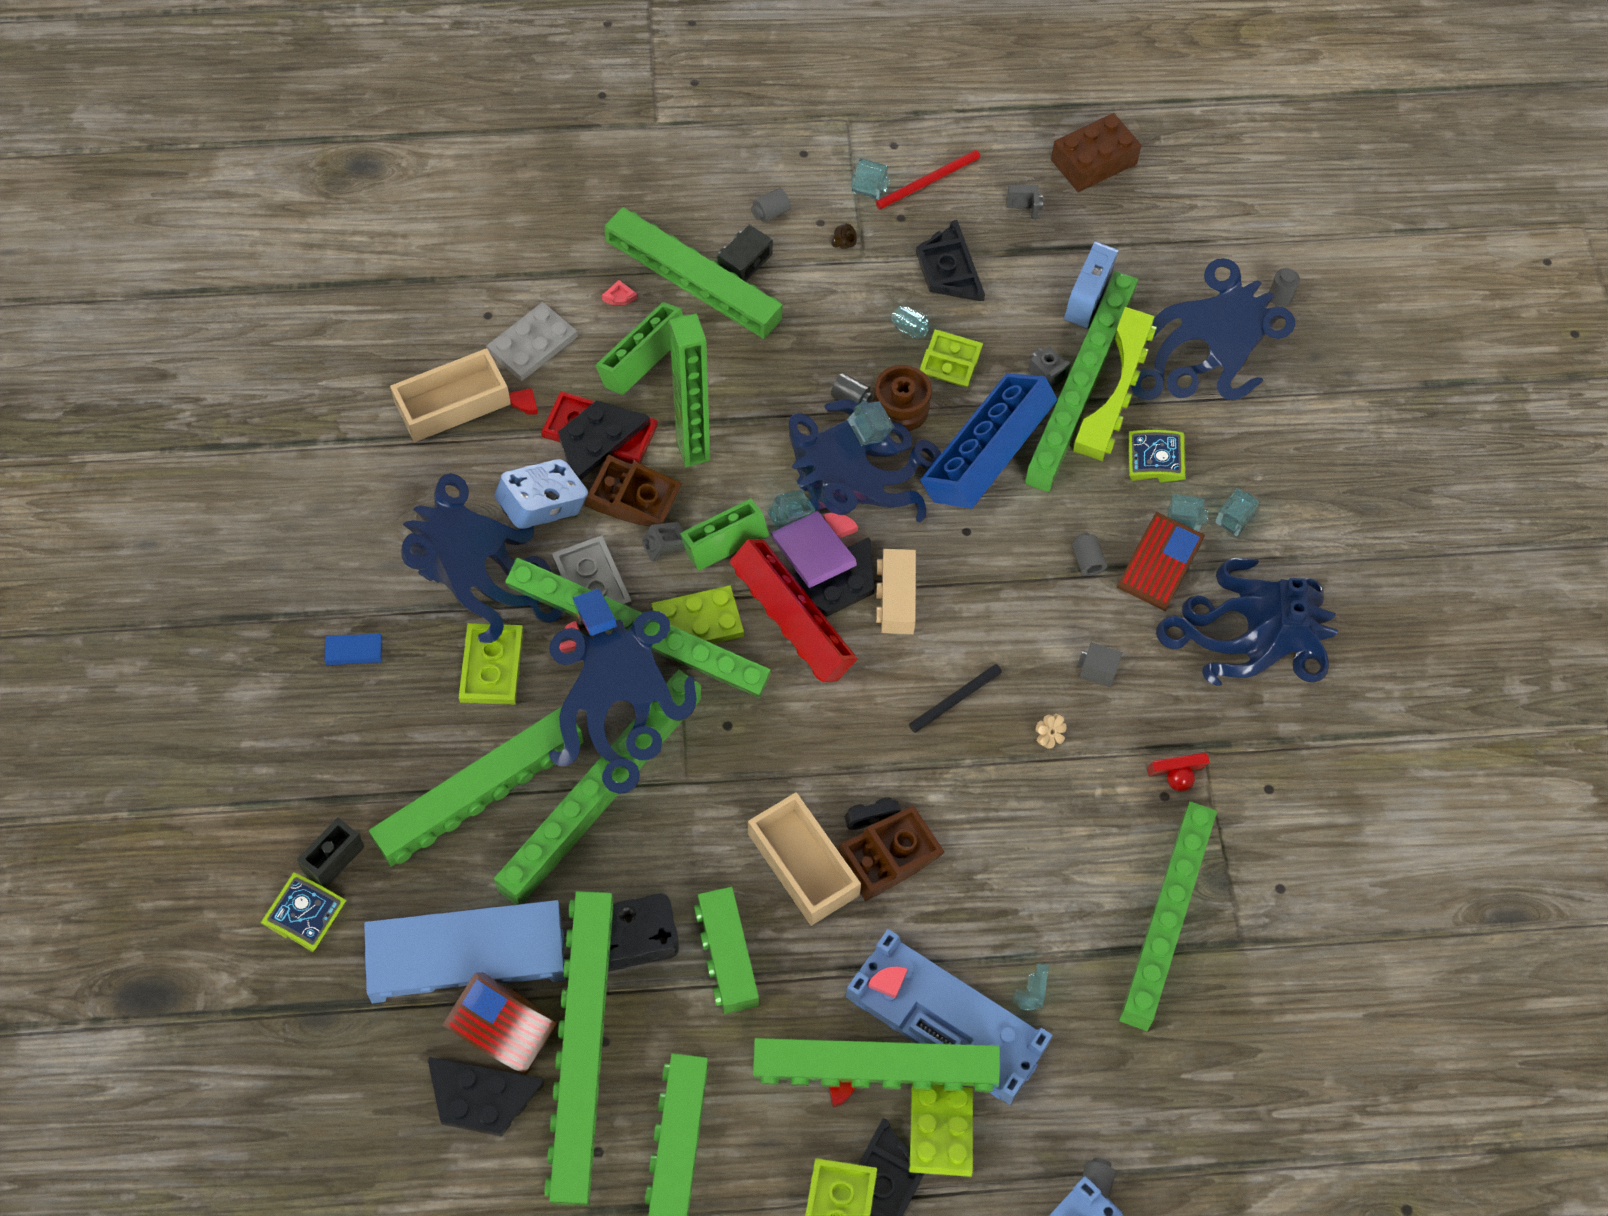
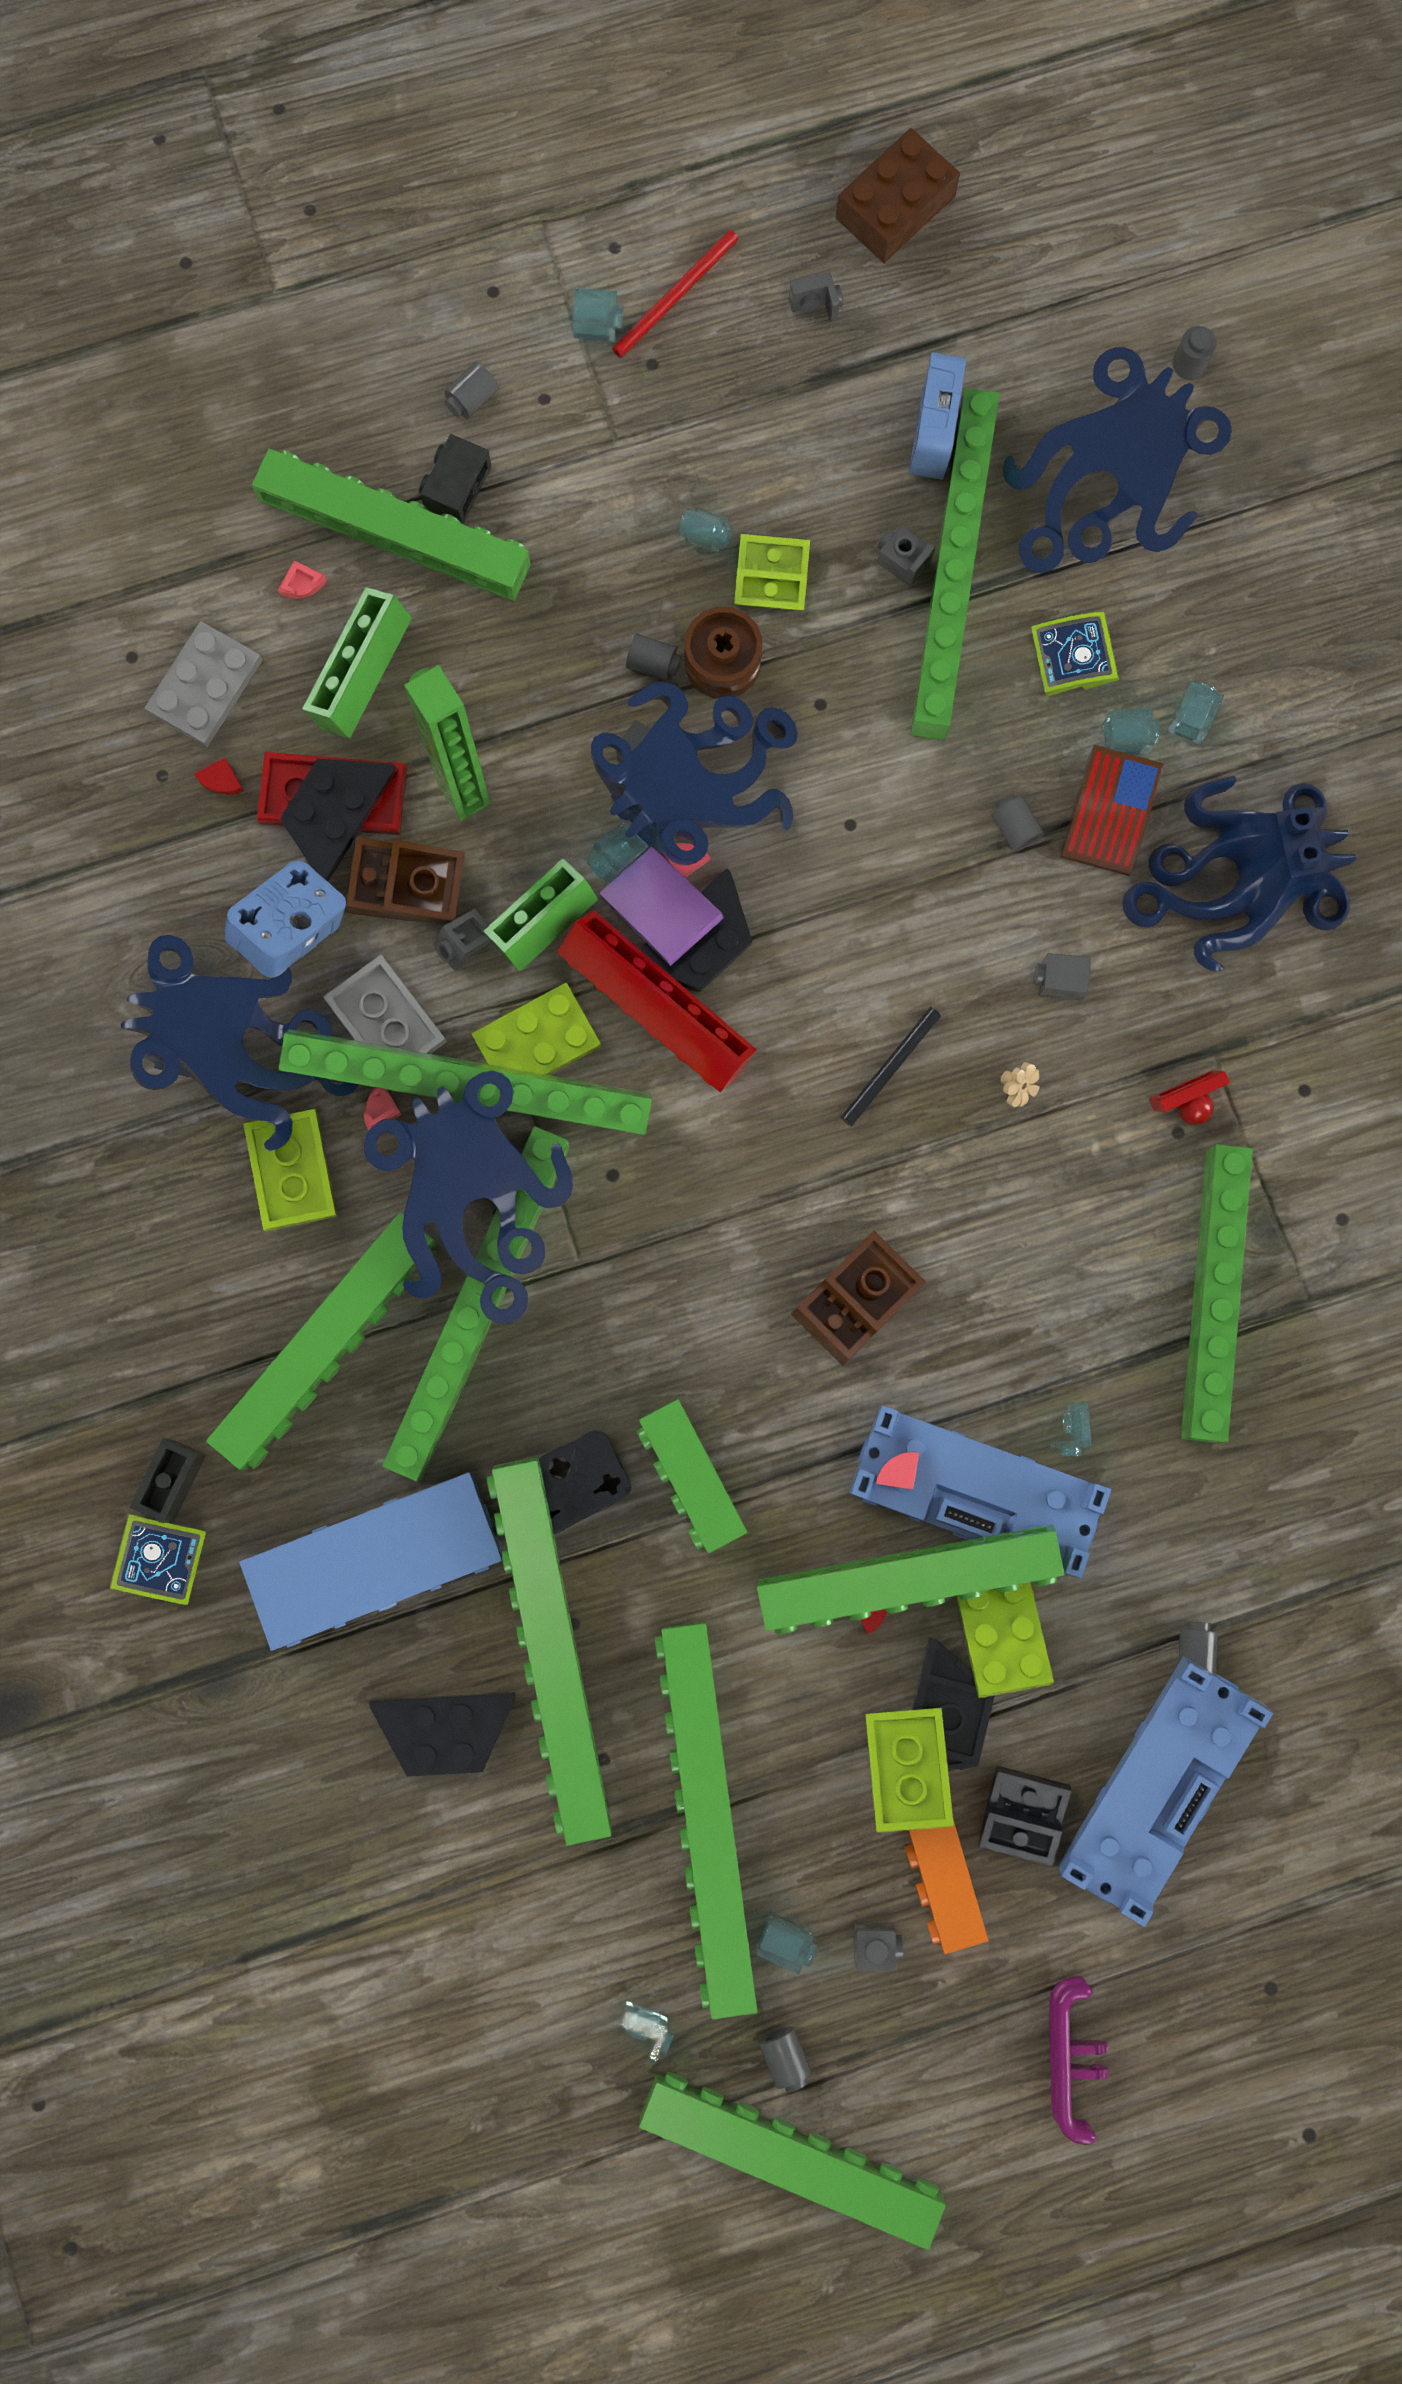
camera: 15 degrees left, 20 degrees up
(353, 649) = (107, 1193): blue tile -> none
(450, 395) = (120, 799): tan piece -> none
(500, 1023) = (444, 1643): slope -> none
(594, 612) = (409, 1091): blue tile -> none
(804, 858) = (756, 1337): tan piece -> none
(844, 236) = (584, 417): dark brown tile -> none
(864, 816) = (811, 1259): black plate -> none
(870, 422) = (694, 712): clear light blue brick -> none
(897, 591) = (782, 938): tan brick -> none
(949, 265) = (736, 426): black wing -> none
(989, 440) = (854, 690): blue brick -> none
(1097, 429) = (1010, 492): lime arch -> none

